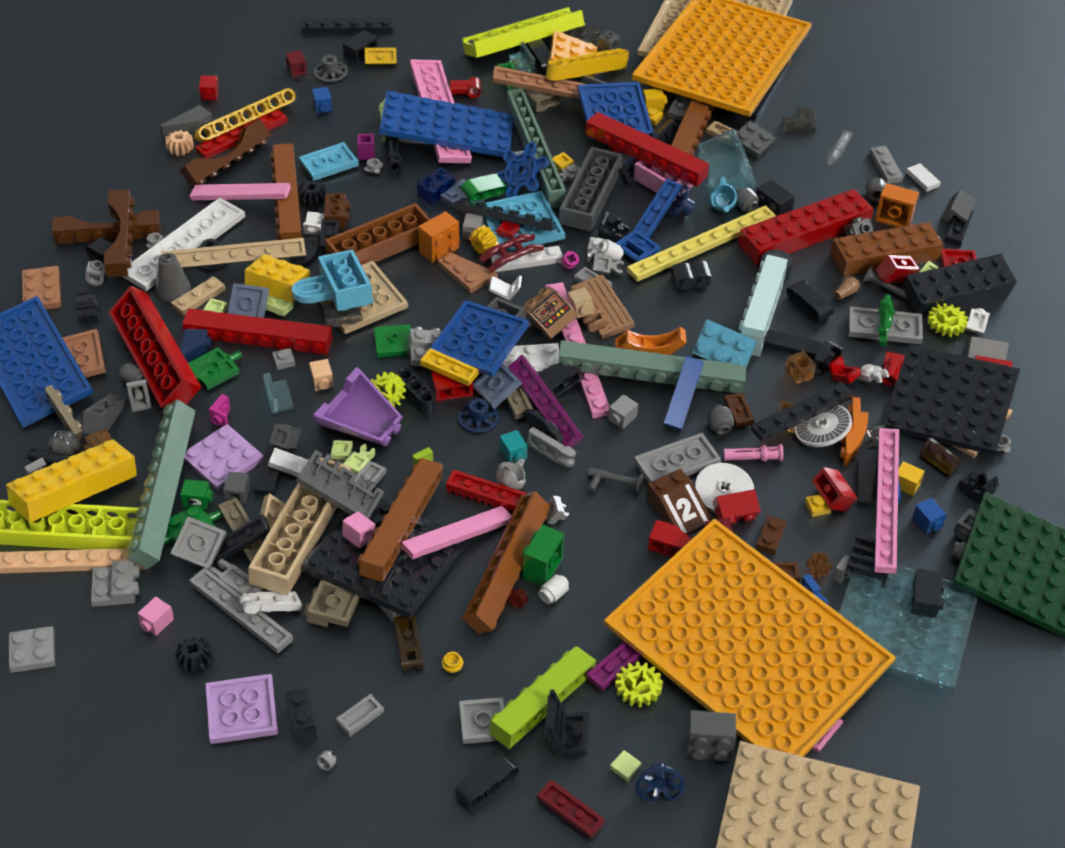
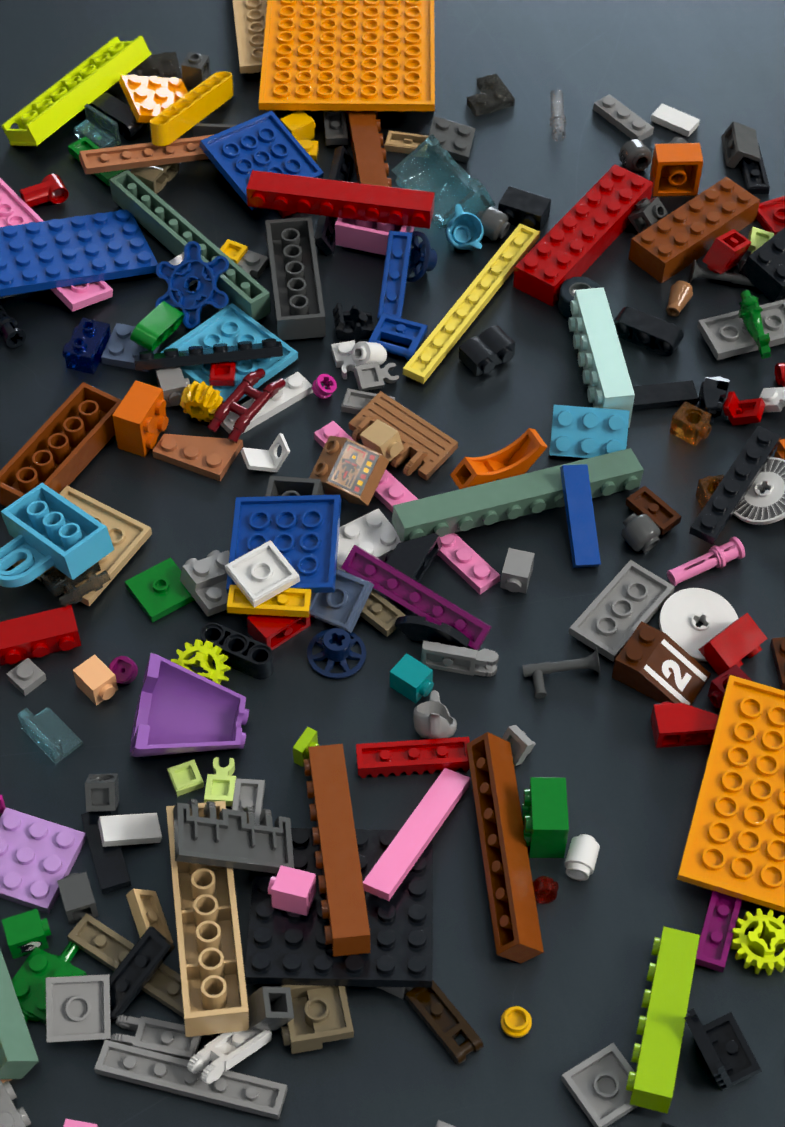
camera: 25 degrees left, 5 degrees up
(304, 587) = (270, 1008): none -> dark grey brick
(340, 375) = (124, 669): none -> magenta tile
(452, 348) = (262, 573): none -> white tile

